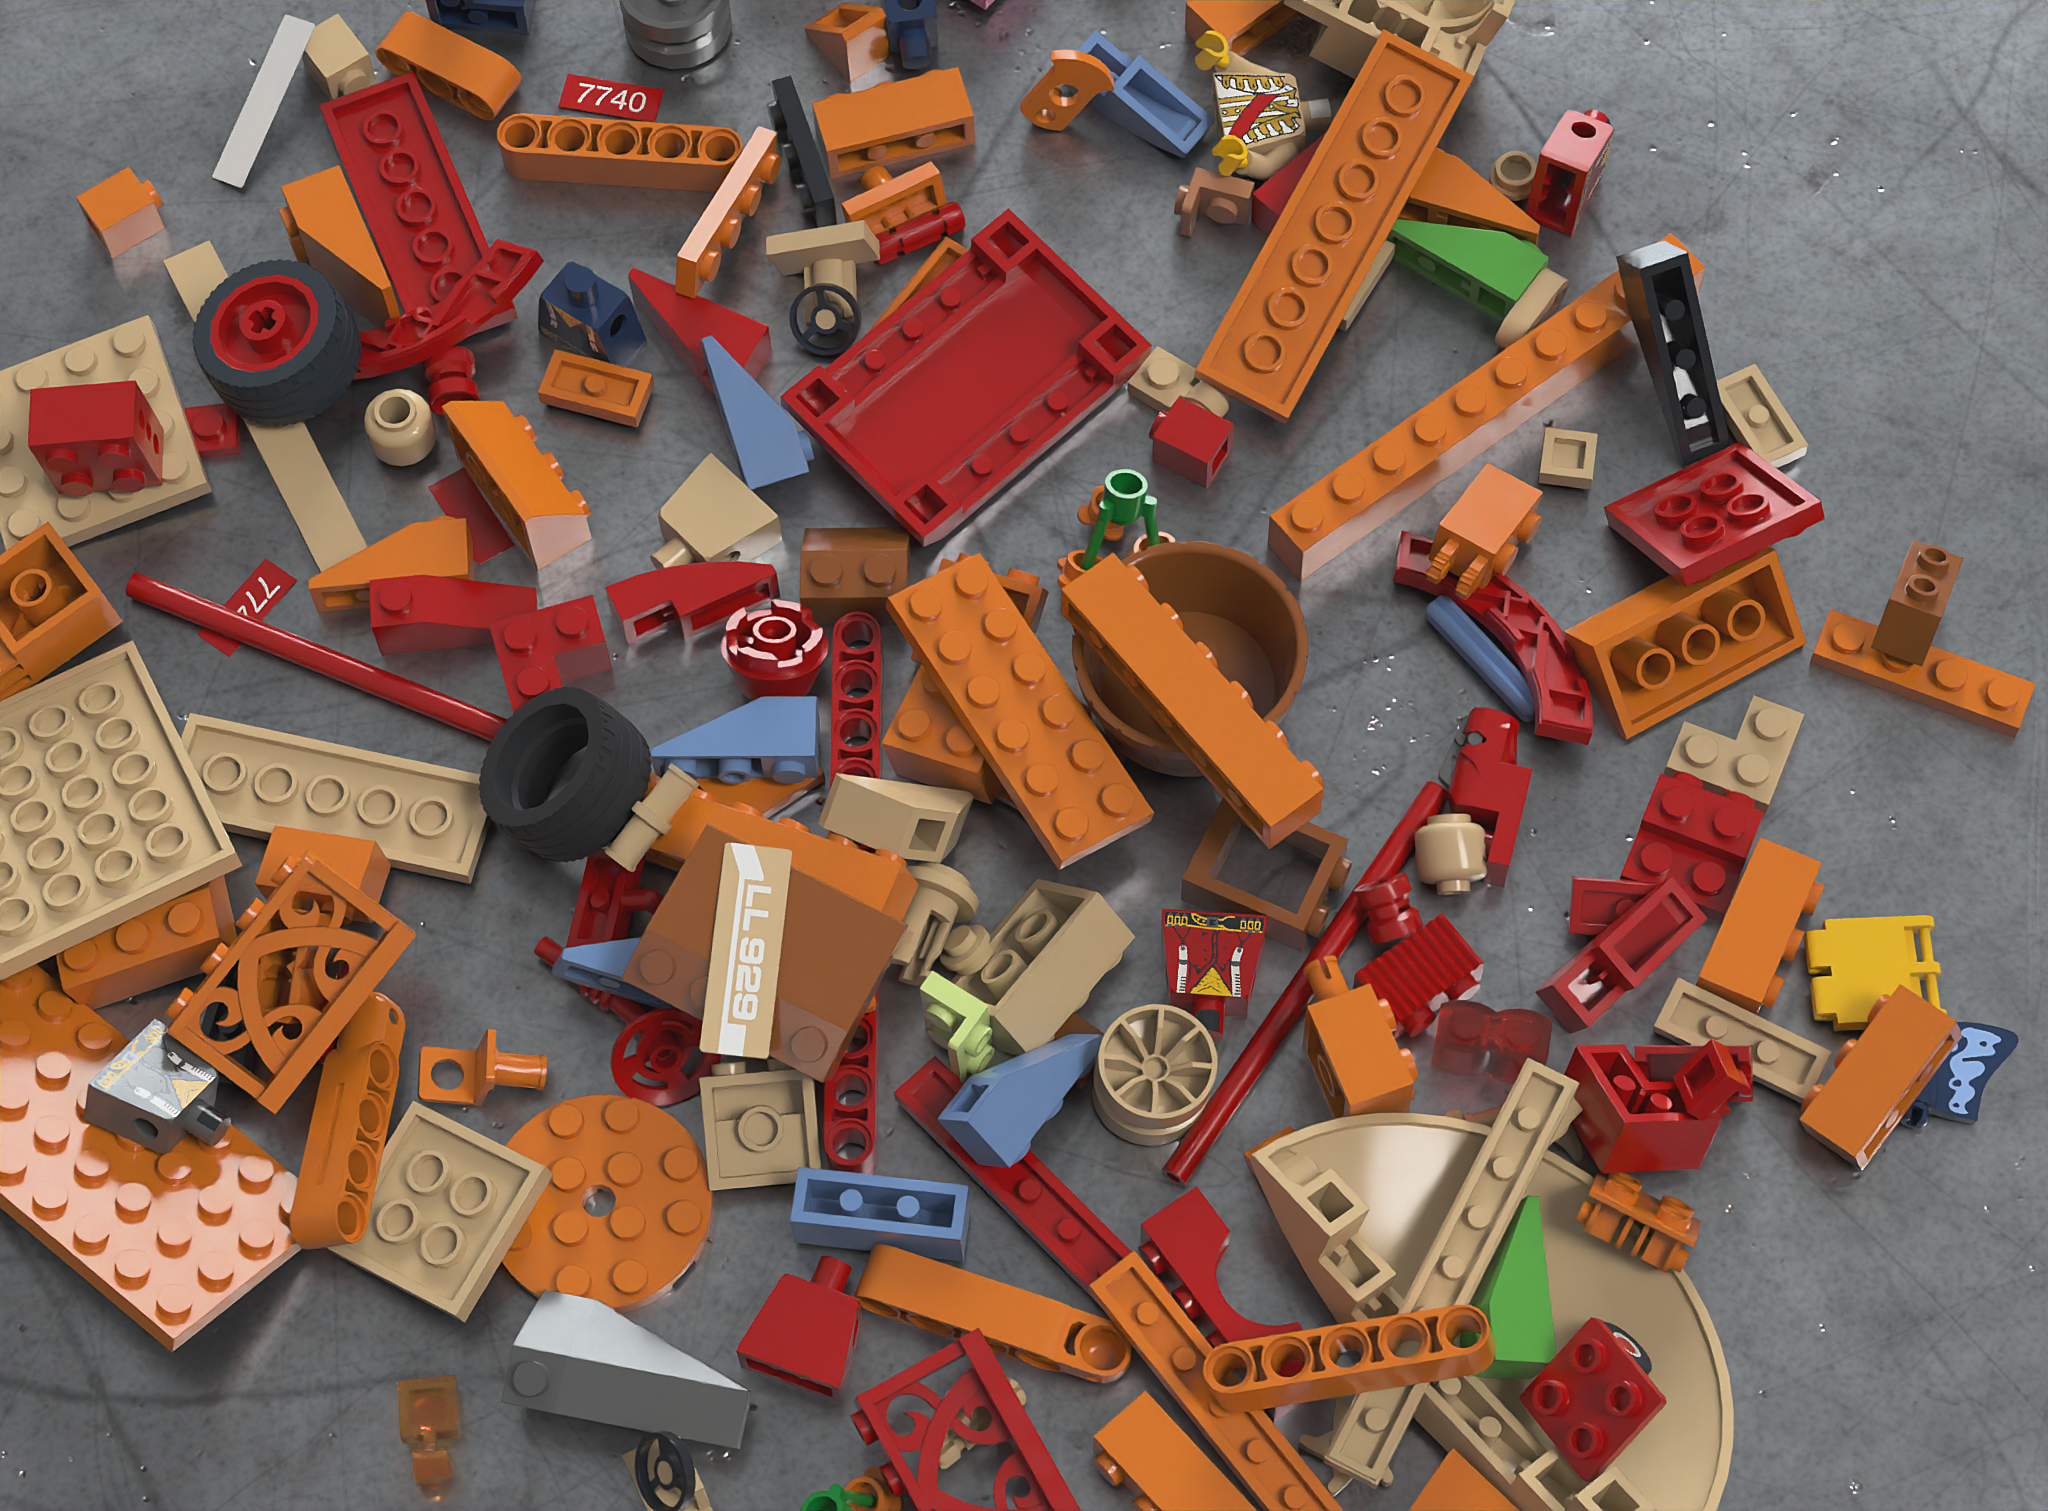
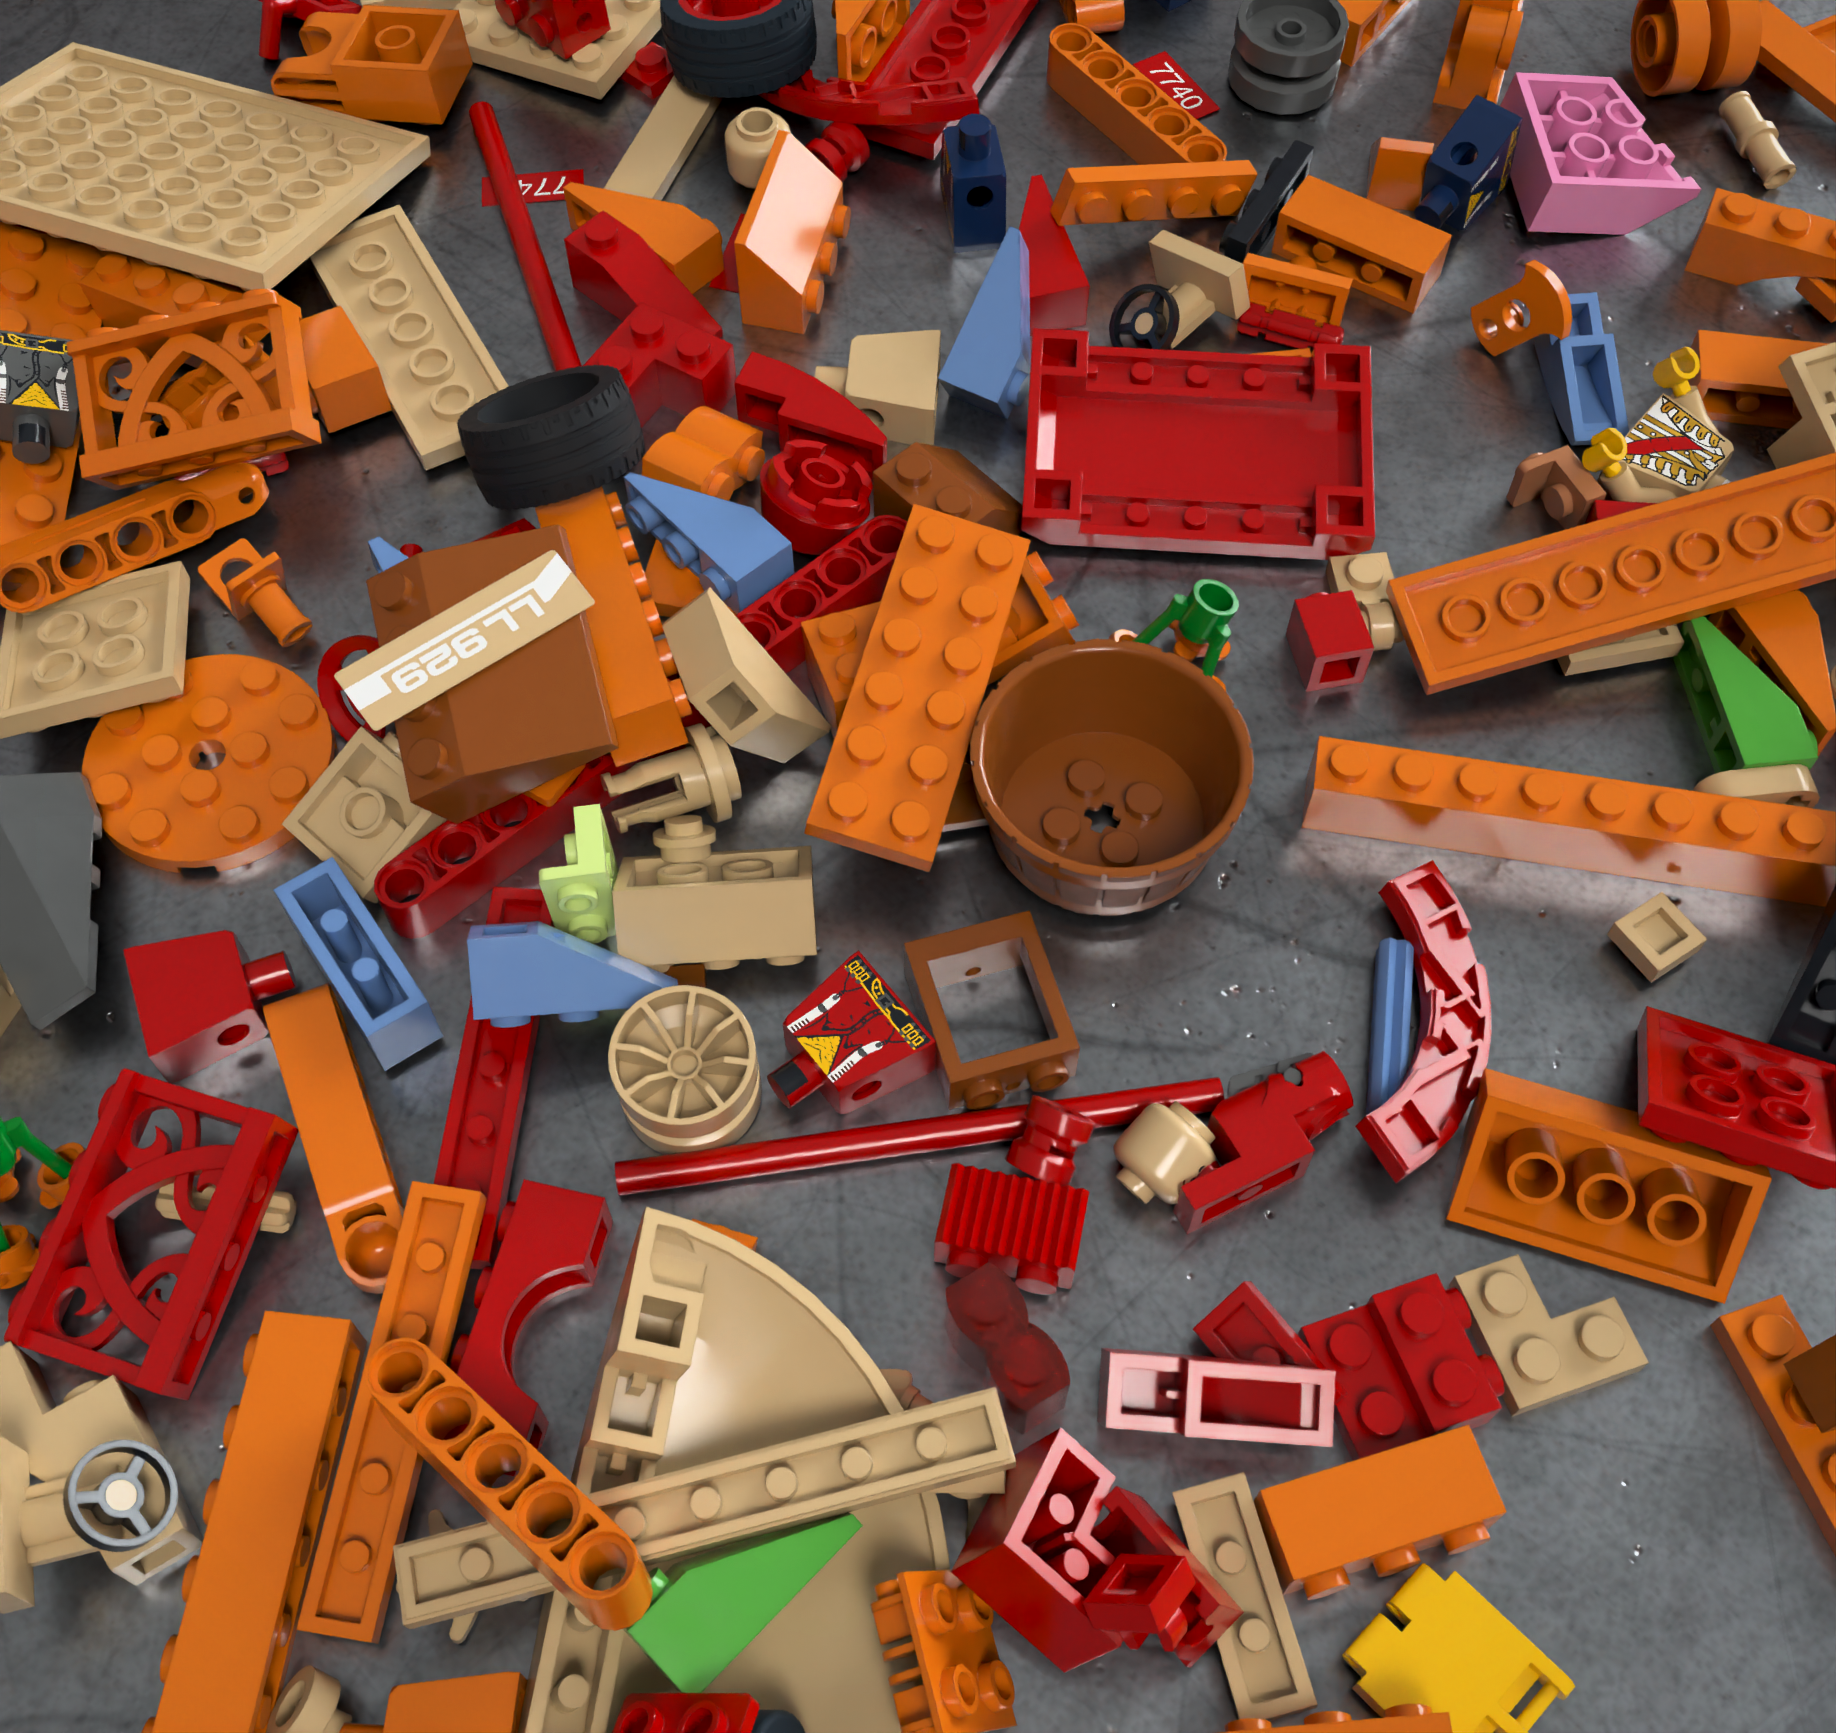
camera: 45 degrees right, 5 degrees down
(596, 388) = (926, 239): orange plate -> none
(651, 817) = (565, 508): tan pin -> none
(663, 691) = (707, 454): none -> orange brick
(1193, 700) = (1048, 793): orange brick -> none
(1354, 1047) = (869, 1226): orange brick -> none
(1484, 530) = (1502, 918): orange hinge -> none

